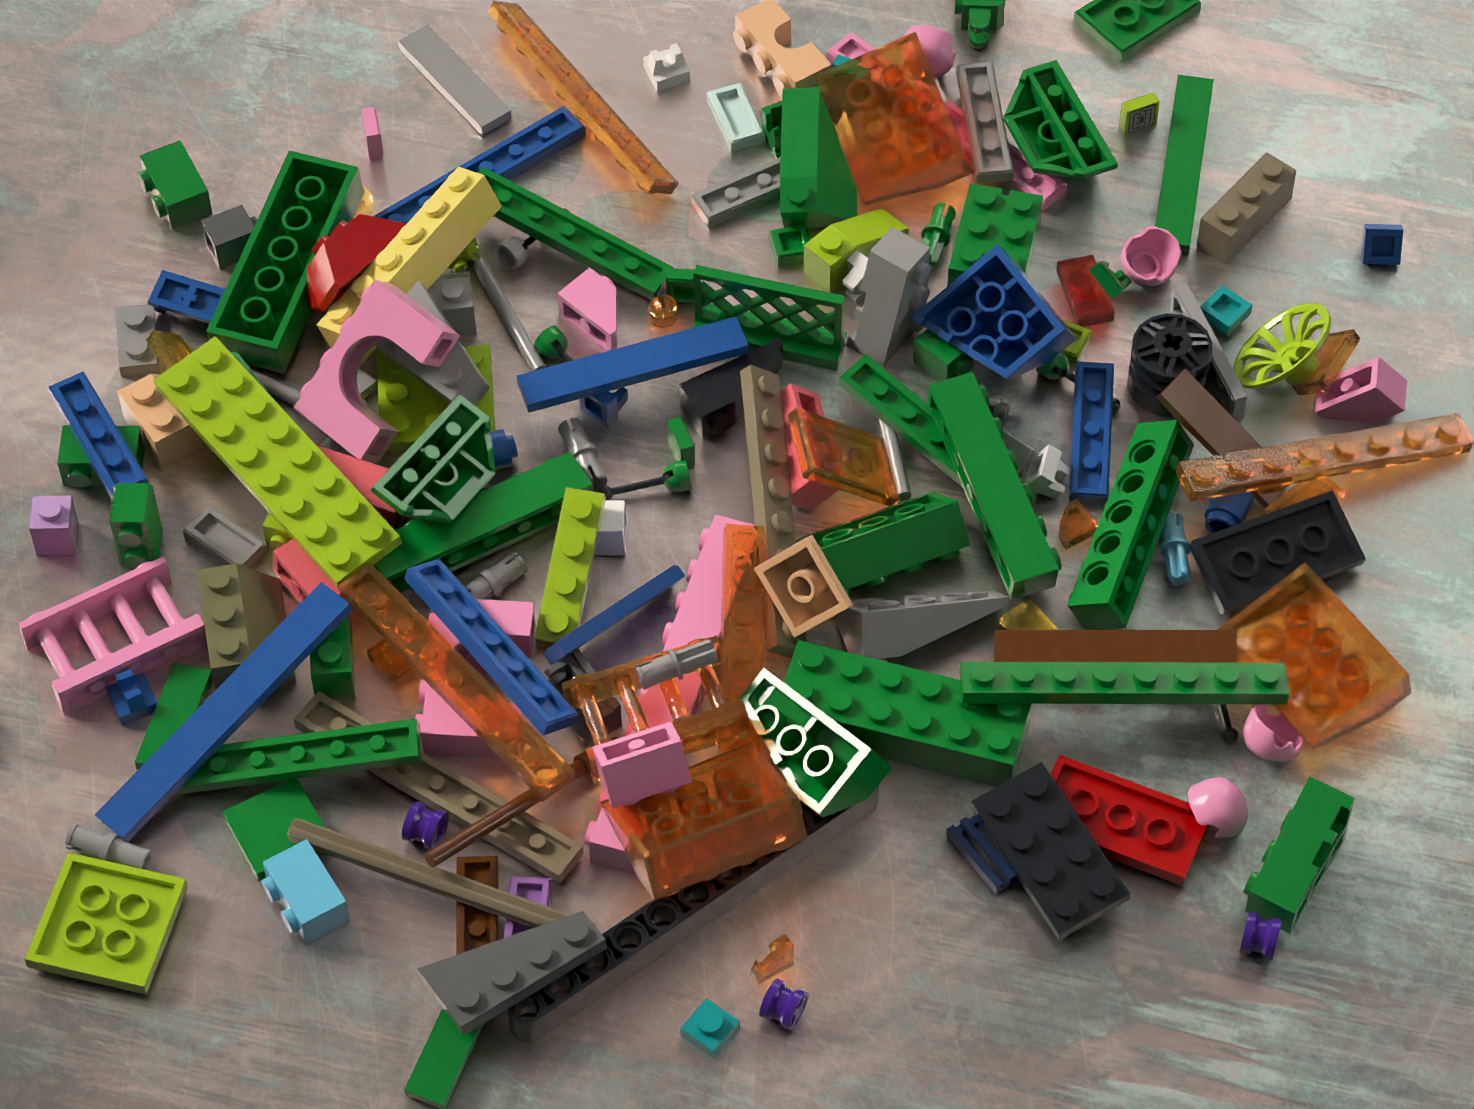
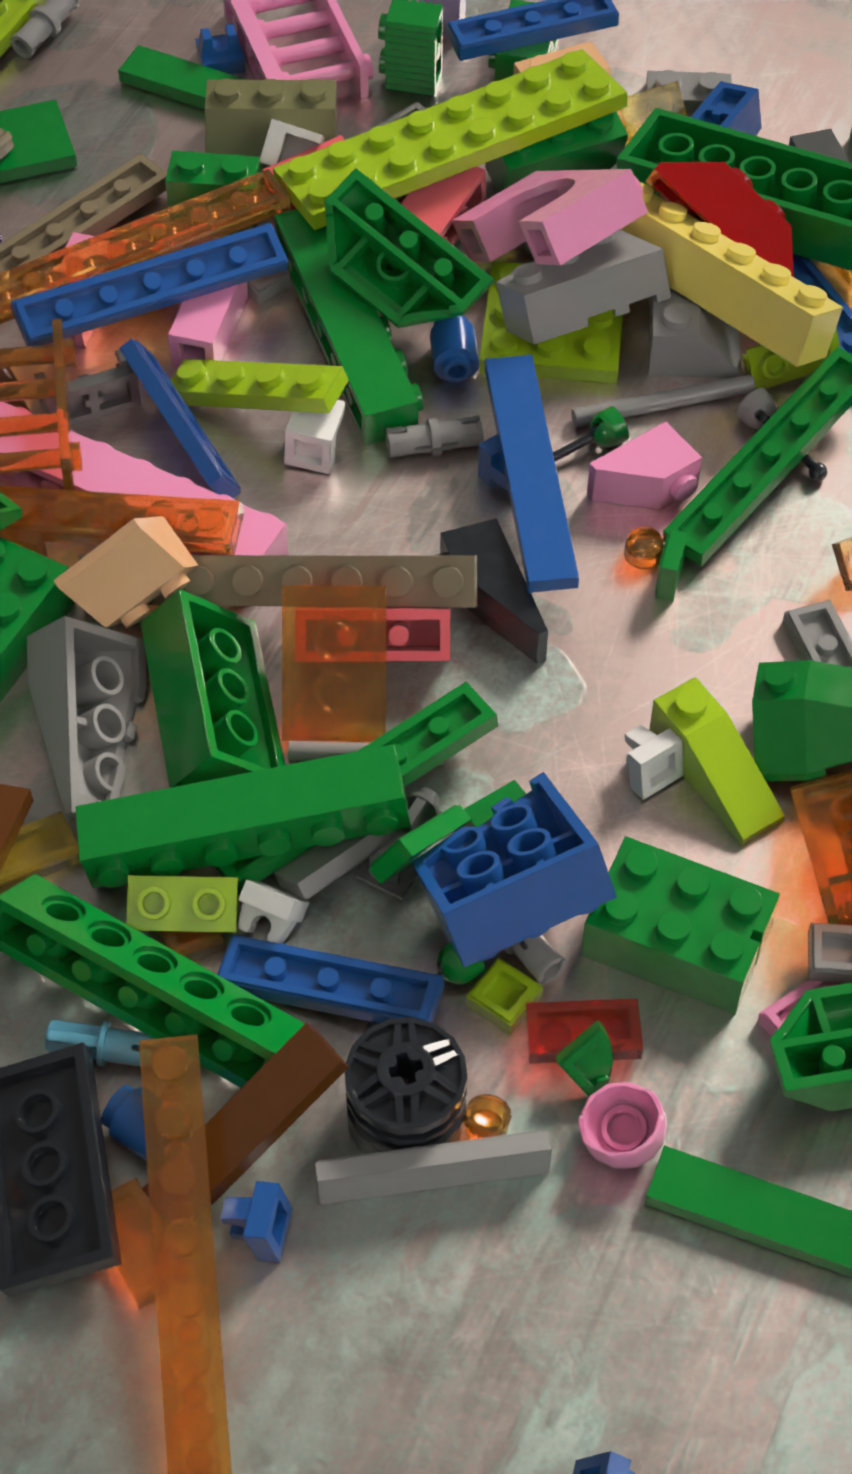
camera: 100 degrees right, 0 degrees up
(223, 712) = (158, 92): blue tile -> none
(273, 598) = (287, 141): none -> white panel
(309, 755) = (84, 149): green plate -> none
(492, 581) = (272, 330): light grey pin -> none
(674, 477) = (376, 508): hinge -> none
(676, 664) = (40, 412): light grey axle -> none
(681, 442) = (418, 523): green tile -> none
(789, 244) = (734, 695): green tile -> none
(801, 339) = (585, 633): green fence -> none
(894, 291) = (589, 754): light grey wedge -> none
(936, 233) = (709, 854): green axle -> none
(999, 375) = (417, 842): none -> green tile
(1061, 520) = (183, 903): none -> lime hinge
(1226, 310) = (511, 1215): teal plate -> none
(1246, 208) = (702, 1291): dark tan brick -> none
(1273, 428) = (260, 1220): none -> blue tile
(1294, 358) = (387, 1278): lime wheel -> none
(1331, 359) = (377, 1336): clear orange tile -> none
(1364, 394) = (299, 1373): bright pink slope -> none

